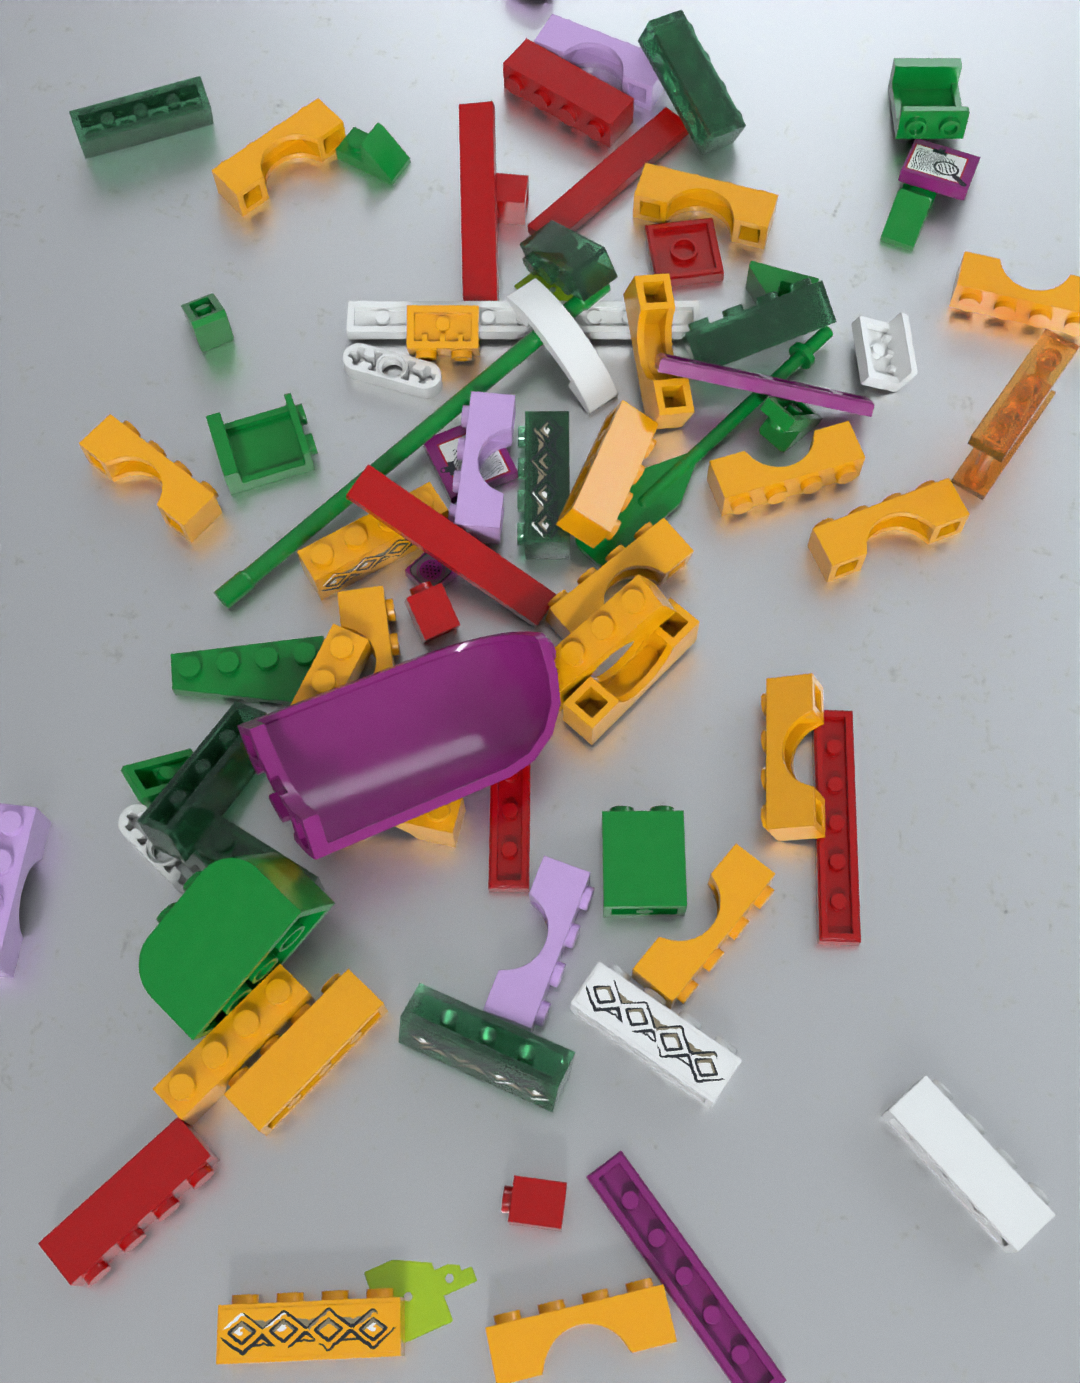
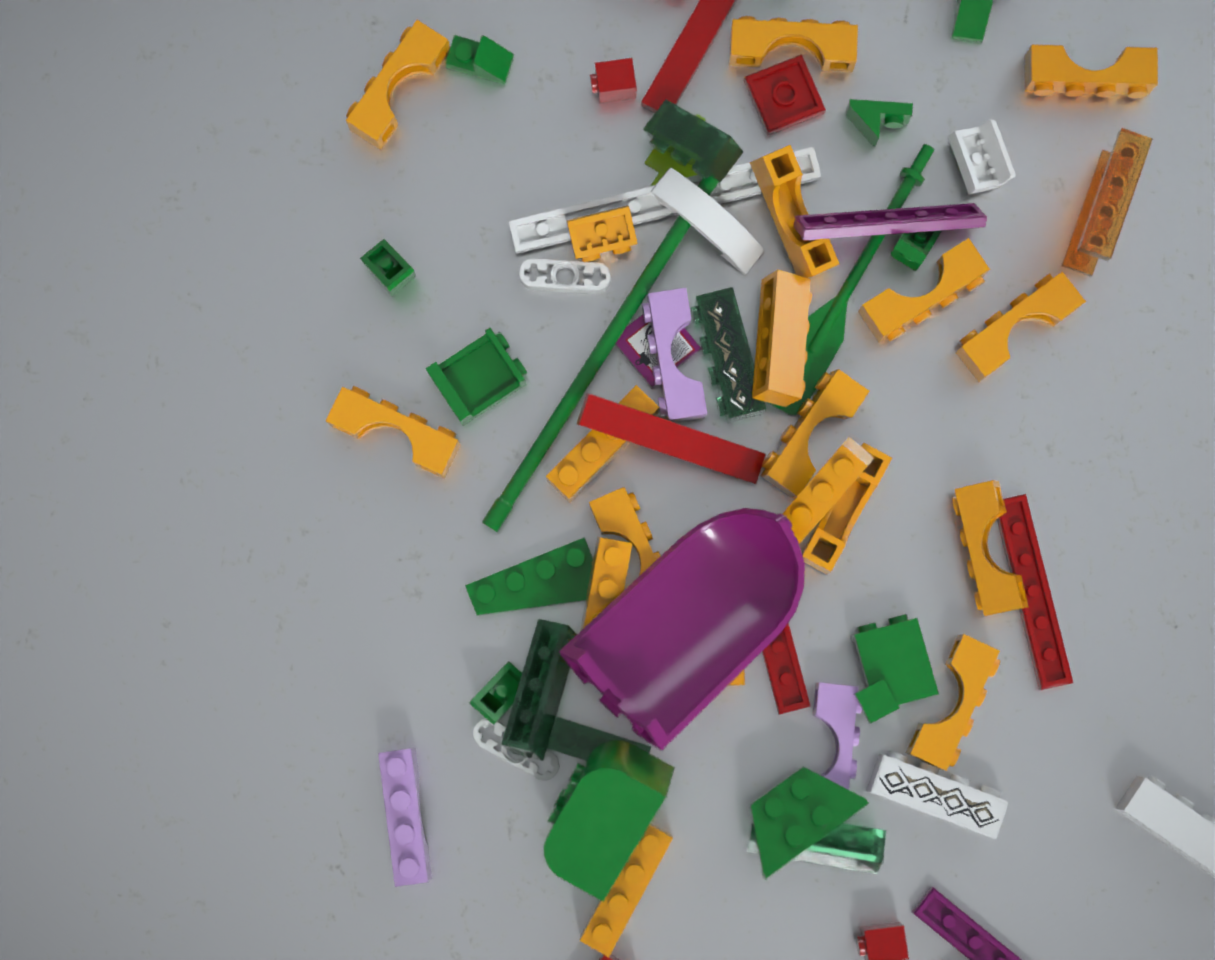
camera: 15 degrees left, 15 degrees up
(142, 117) = (261, 76): clear green brick -> none
(305, 1052) = (680, 877): light orange brick -> none
(429, 569) = (653, 461): magenta tile -> none
(431, 611) = (669, 497): red brick -> none
(470, 1003) = (799, 816): none -> green wing
(478, 202) = (597, 99): red tile -> none
(606, 892) = (876, 701): none -> green tile
(761, 326) = (873, 165): clear green brick -> none

